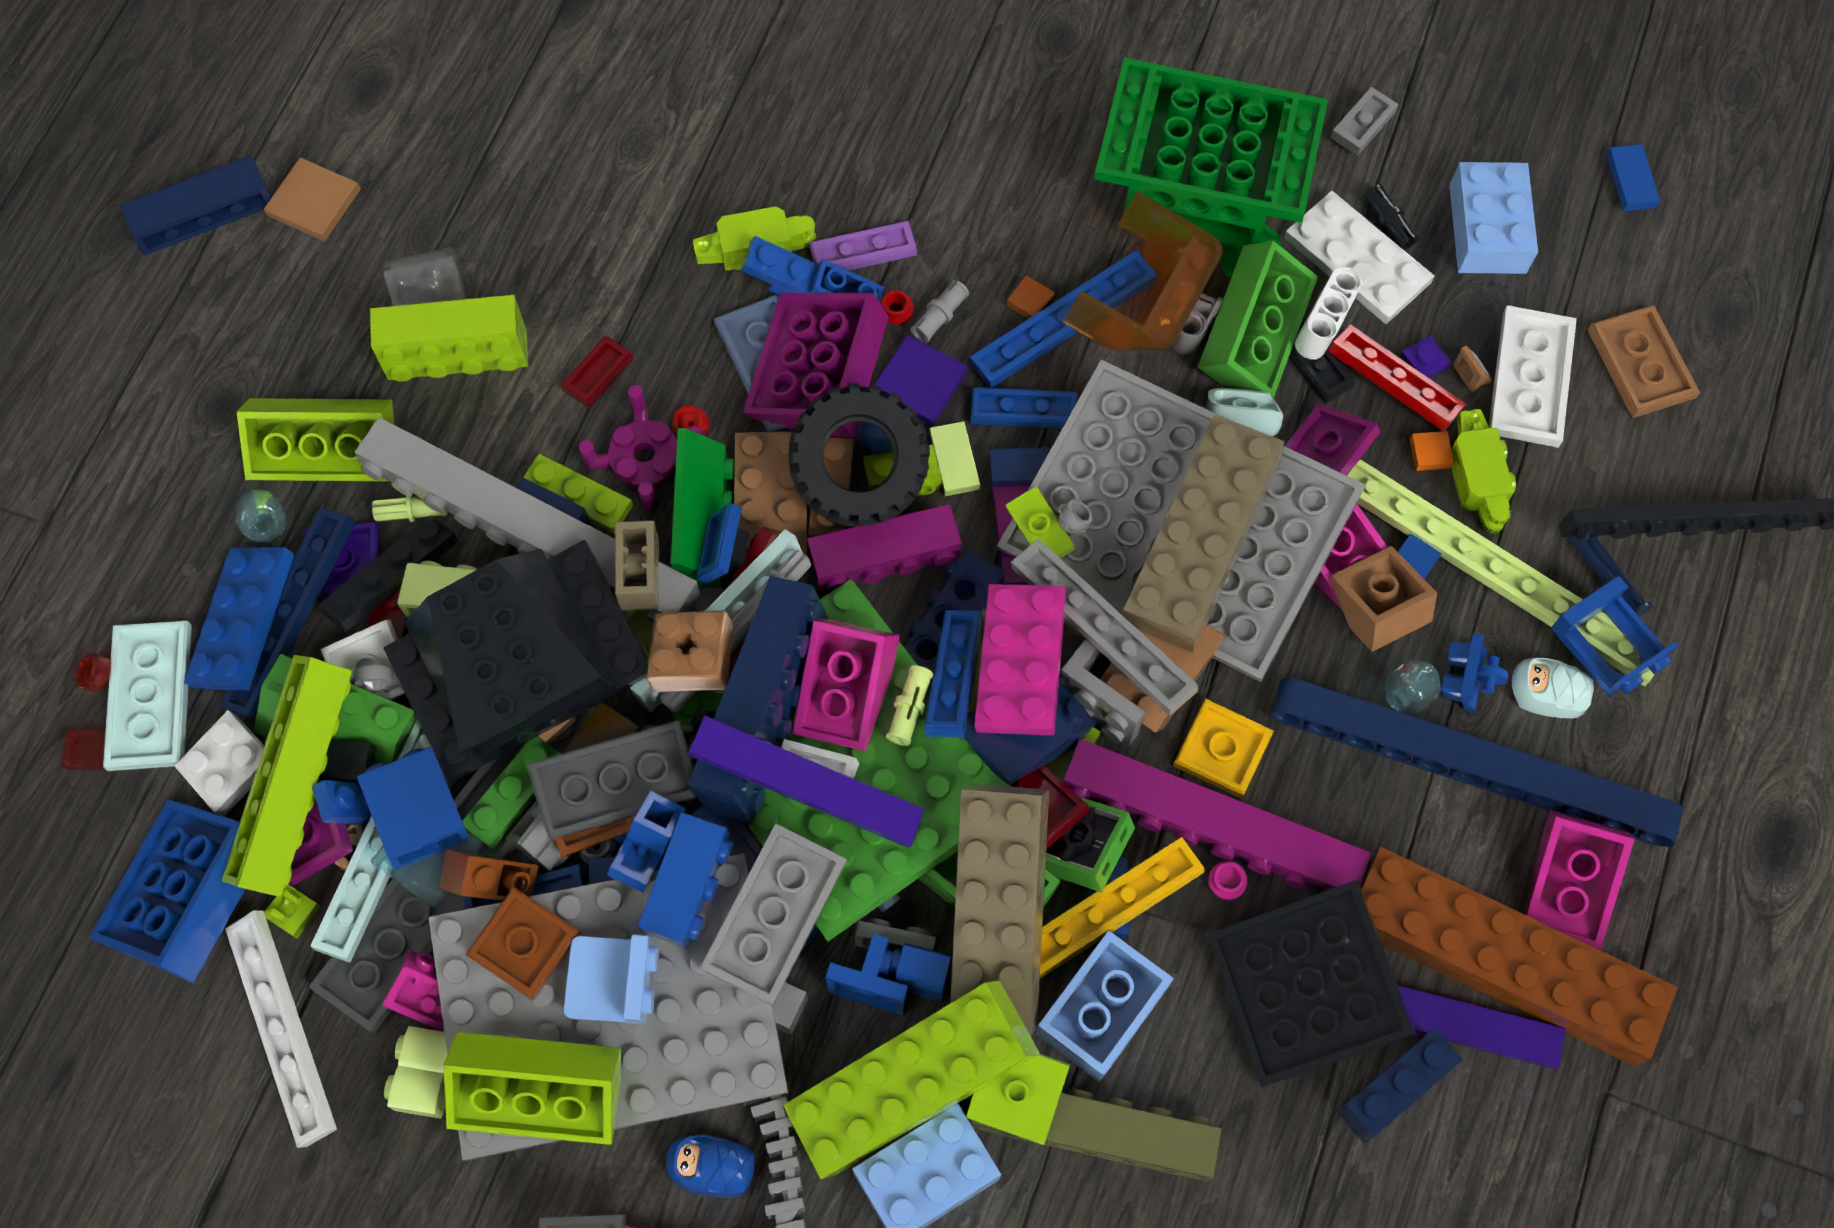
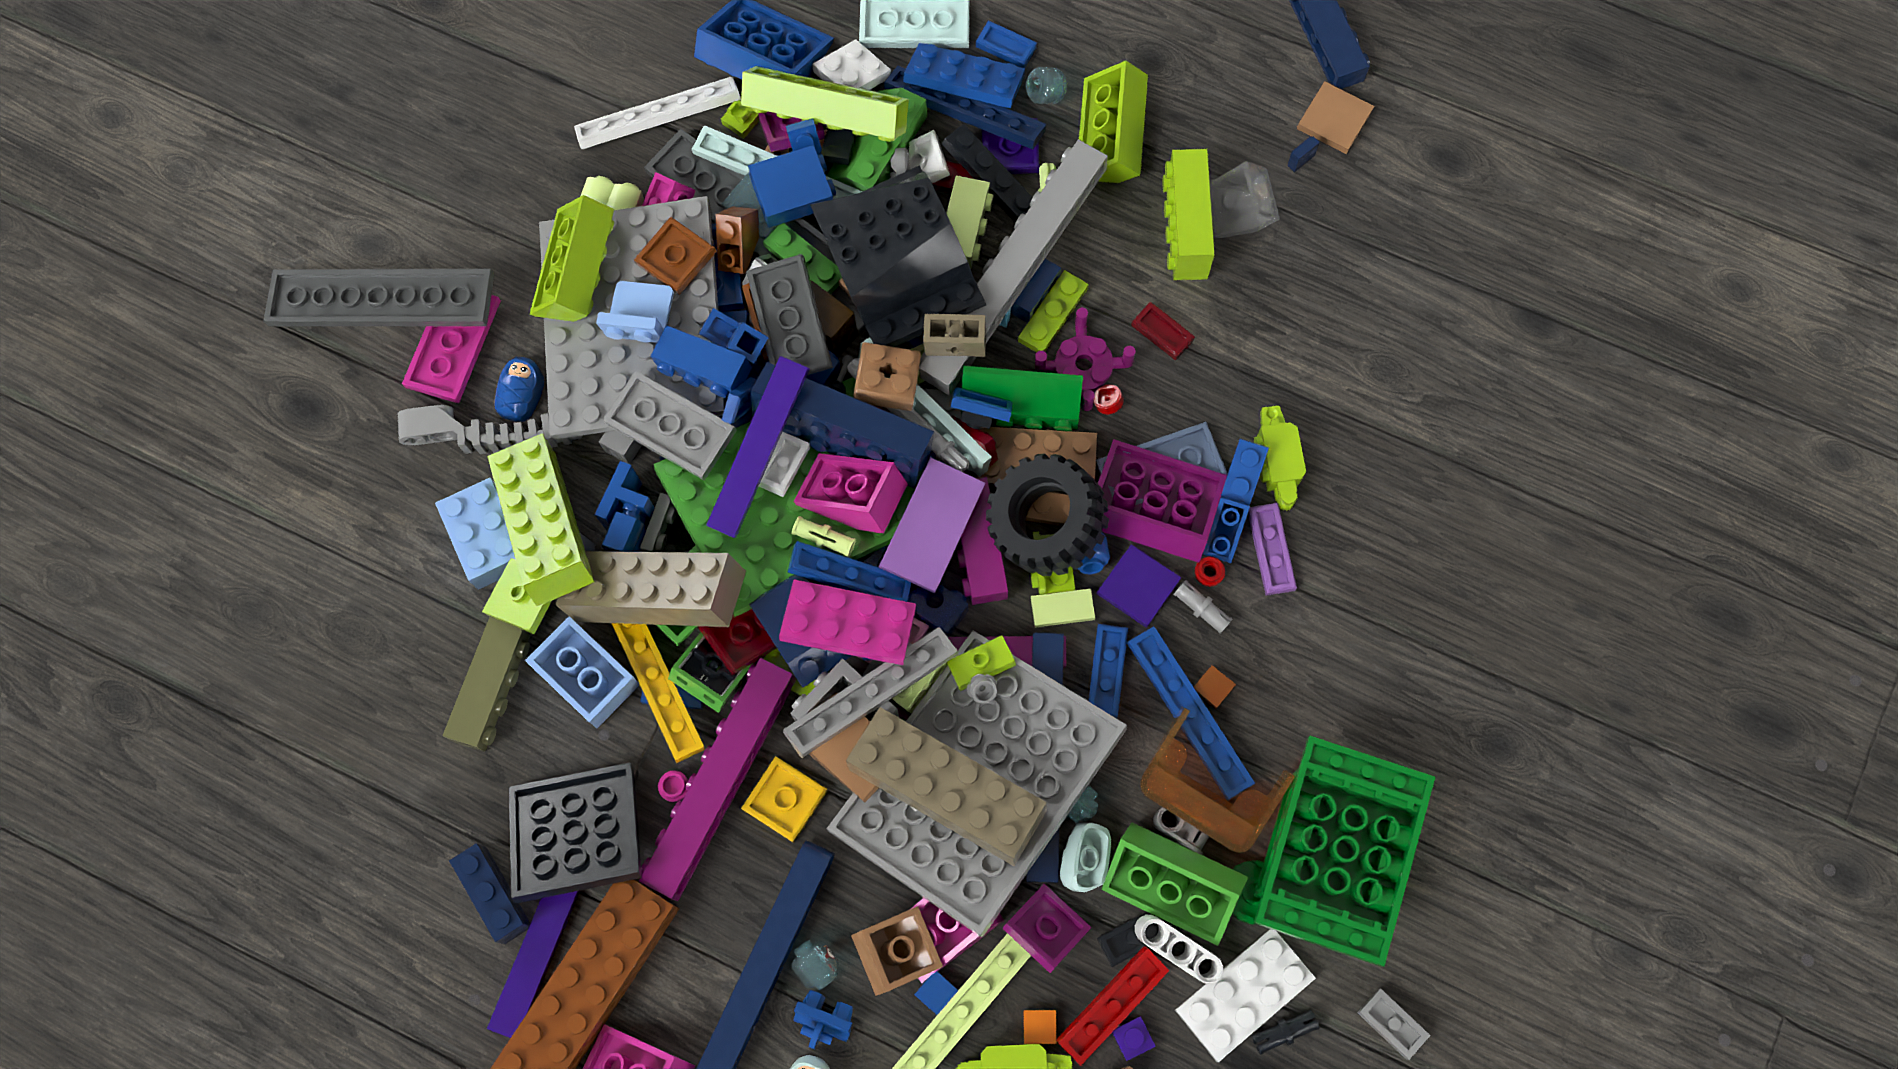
camera: 100 degrees right, 5 degrees up
(190, 576) = (1006, 44): none -> blue tile
(363, 227) = (1303, 153): none -> dark blue tile
(740, 824) = (738, 401): none -> blue tile
(882, 585) = (932, 525): none -> medium lavender tile

